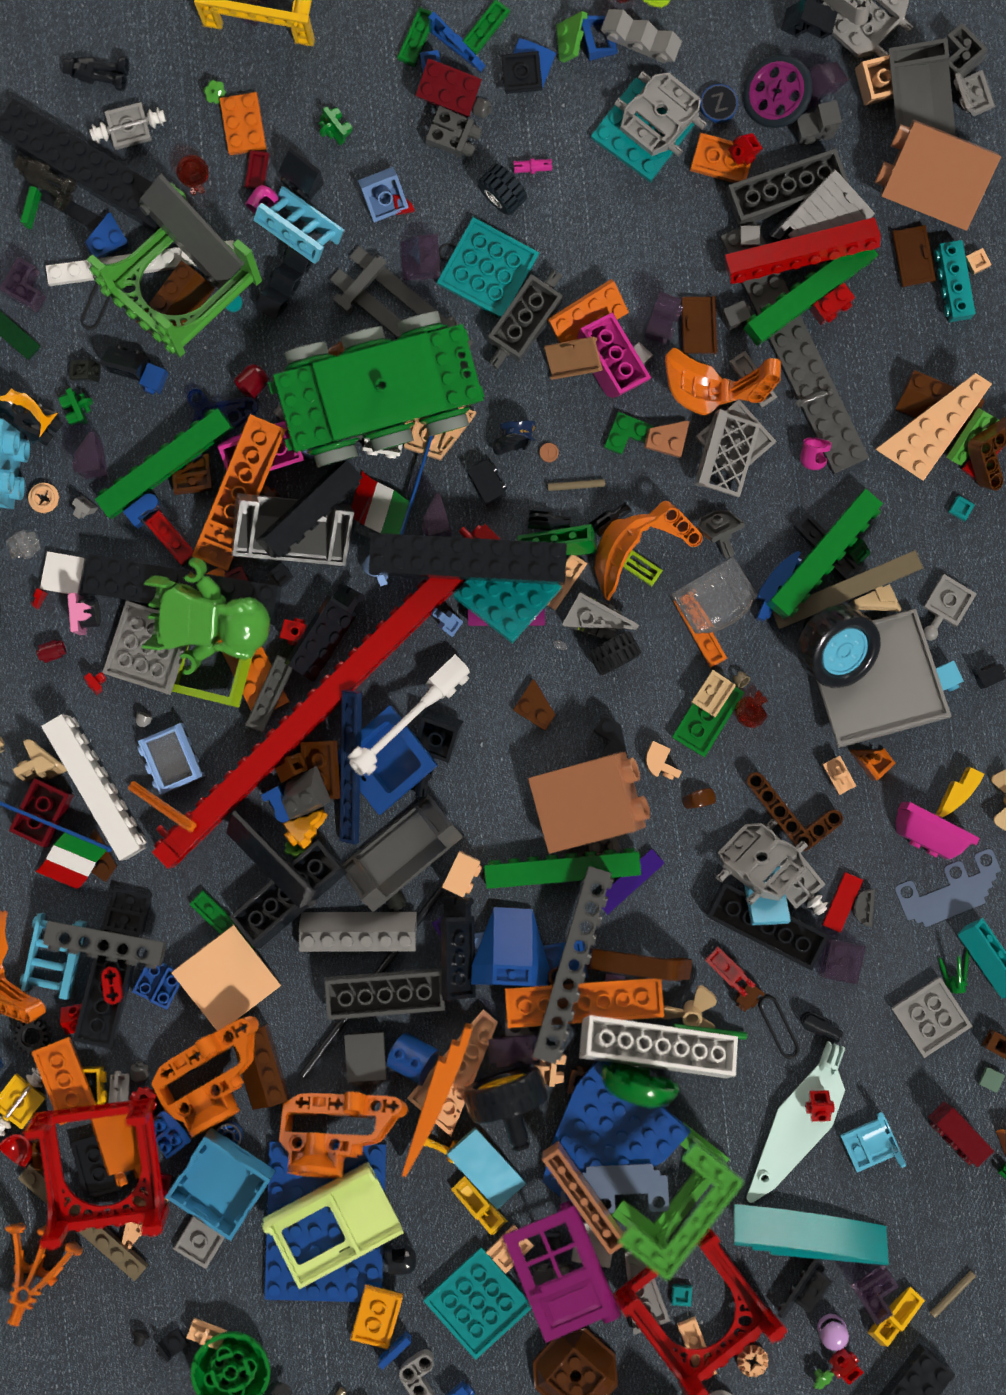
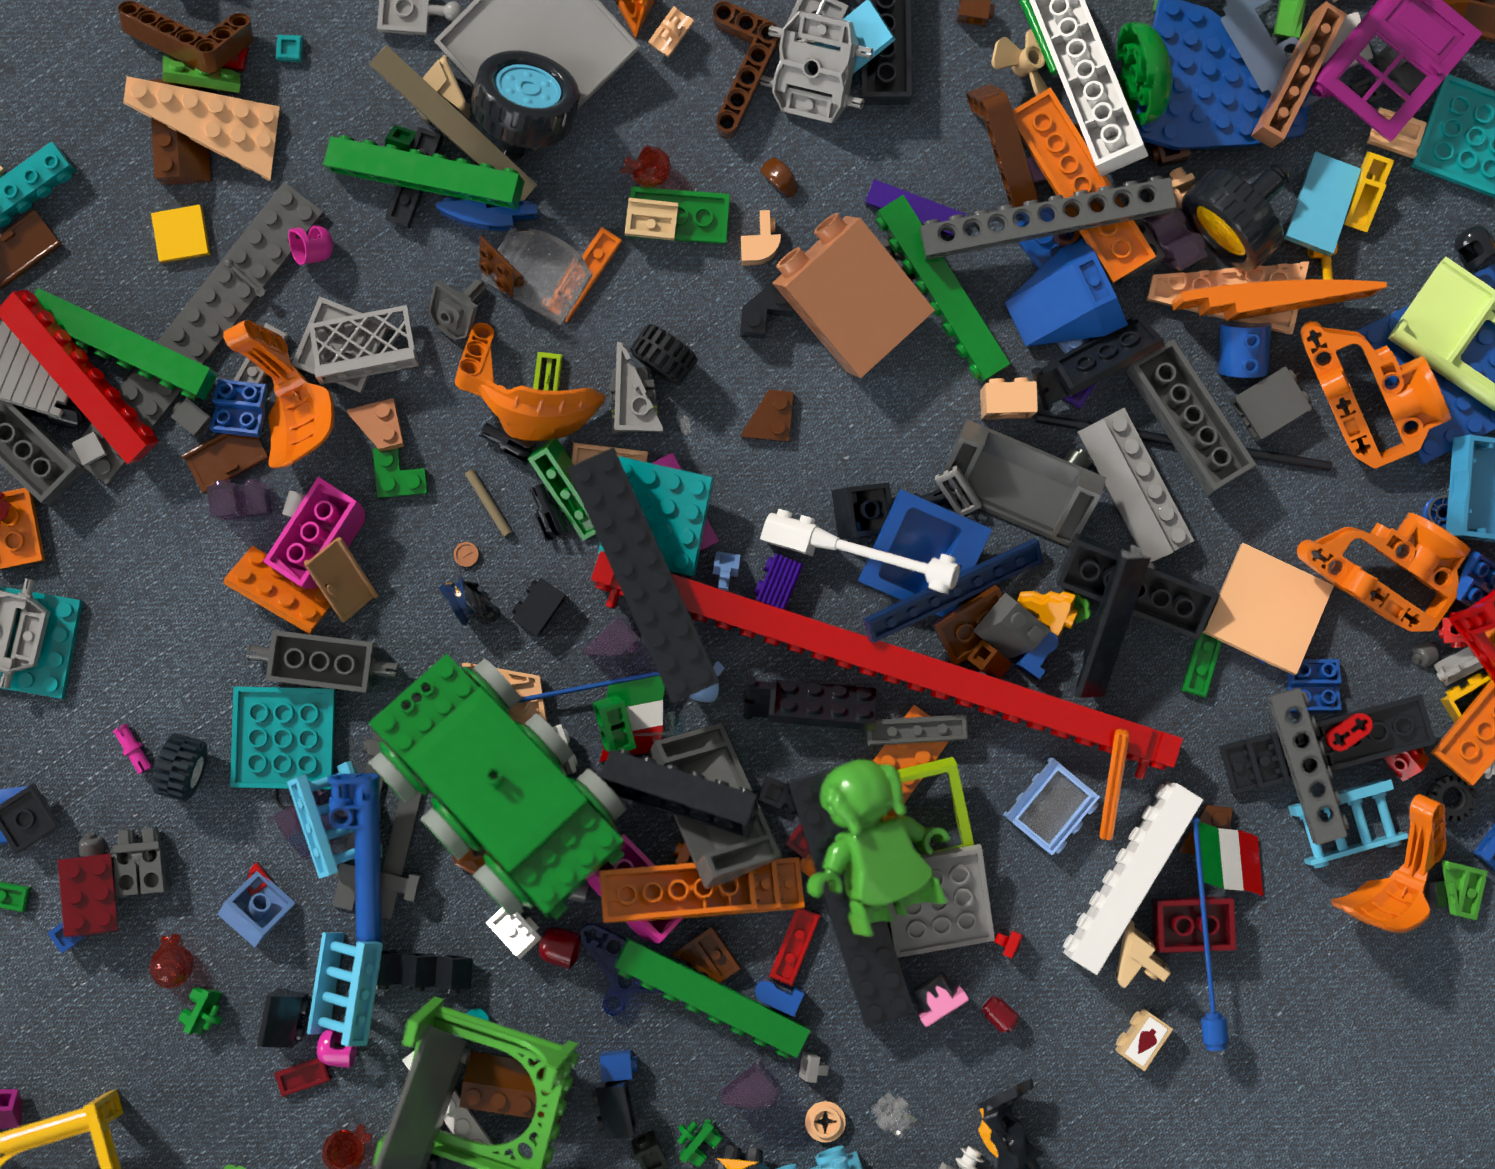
camera: 120 degrees left, 0 degrees up
(39, 596) = (945, 1063): red tile -> none
(62, 573) = (902, 1050): white tile -> none
(143, 719) = (1022, 864): light grey hinge -> none
(243, 123) = (254, 1123): orange plate -> none
(264, 1076) = (1356, 505): reddish brown slope -> none
(273, 356) = (515, 931): none -> white bracket
(290, 627) = (833, 748): red brick -> none
(376, 121) = (171, 963): none -> clear red hat
(380, 490) = (614, 724): none -> green brick
(414, 295) = (362, 803): none -> blue piece
(415, 38) = (43, 969): green tile -> none
(416, 809) = (948, 475): none -> light grey tile
(419, 652) = (778, 582): none -> dark purple brick
(424, 258) = (310, 819): none -> medium azure fence
(453, 41) = (27, 919): blue wing -> none
(727, 349) = (239, 408): none -> blue slope
(728, 970) = (957, 44): red hinge -> none
(733, 572) = (499, 269): none -> reddish brown hinge
(741, 679) = (618, 198): dark tan hinge -> none
(831, 304) = (123, 313): red brick -> none
(868, 370) = (180, 234): none -> yellow tile

